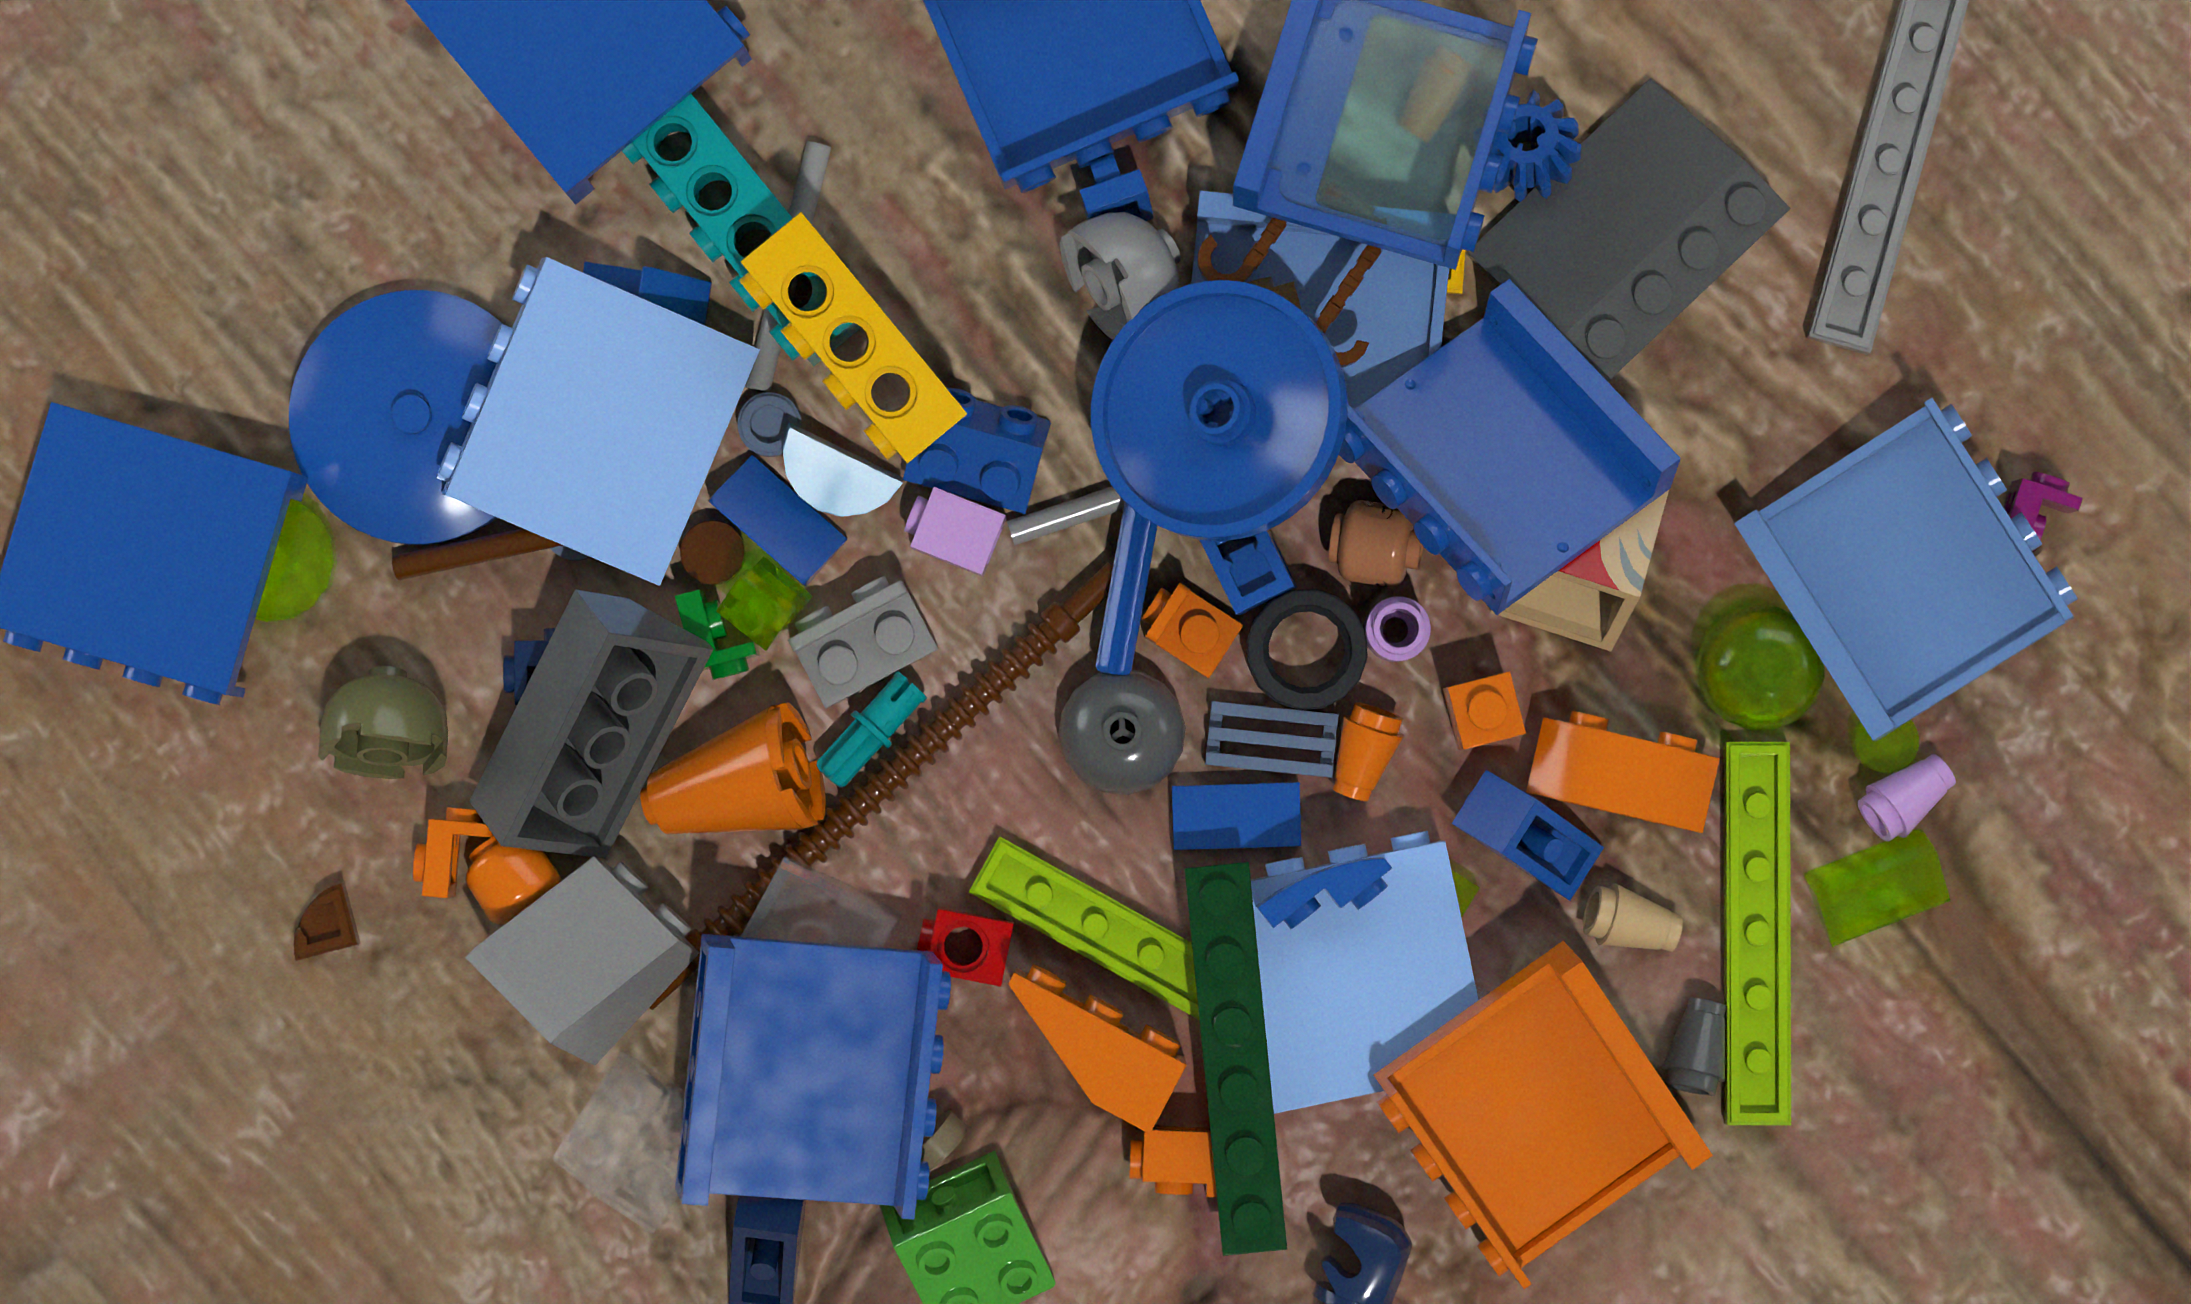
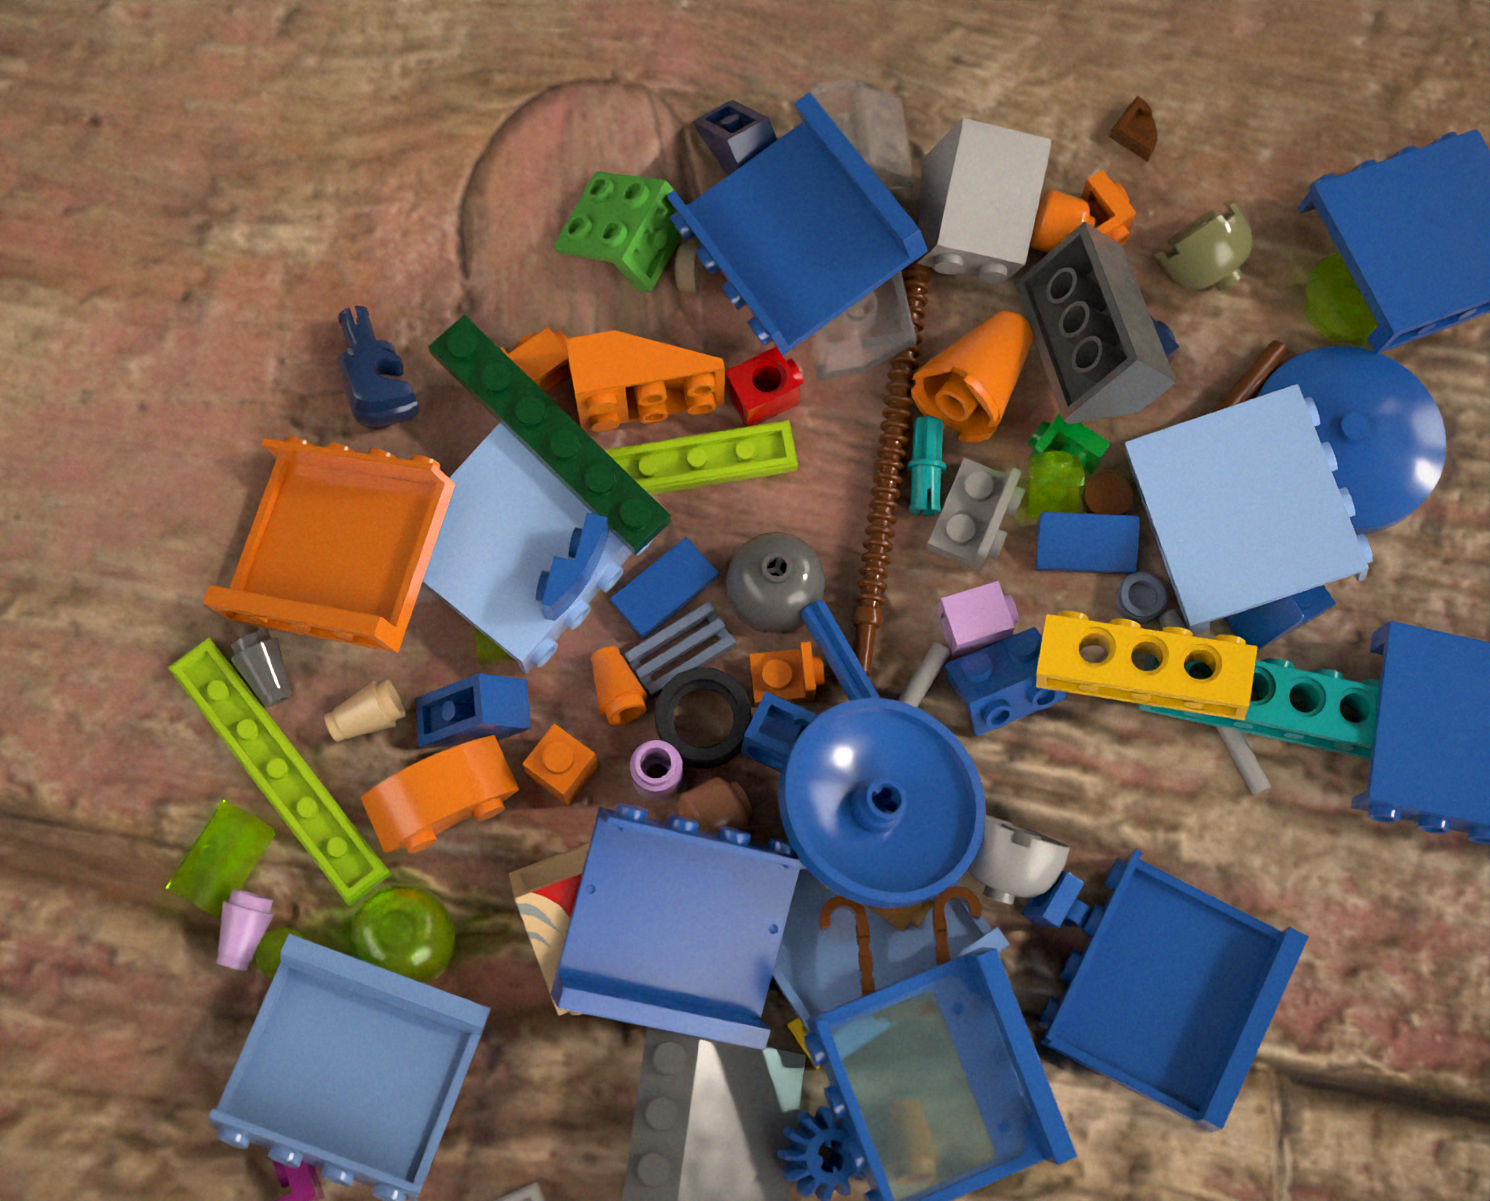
camera: 140 degrees right, 15 degrees down
(833, 477) = (1082, 590): tile -> none

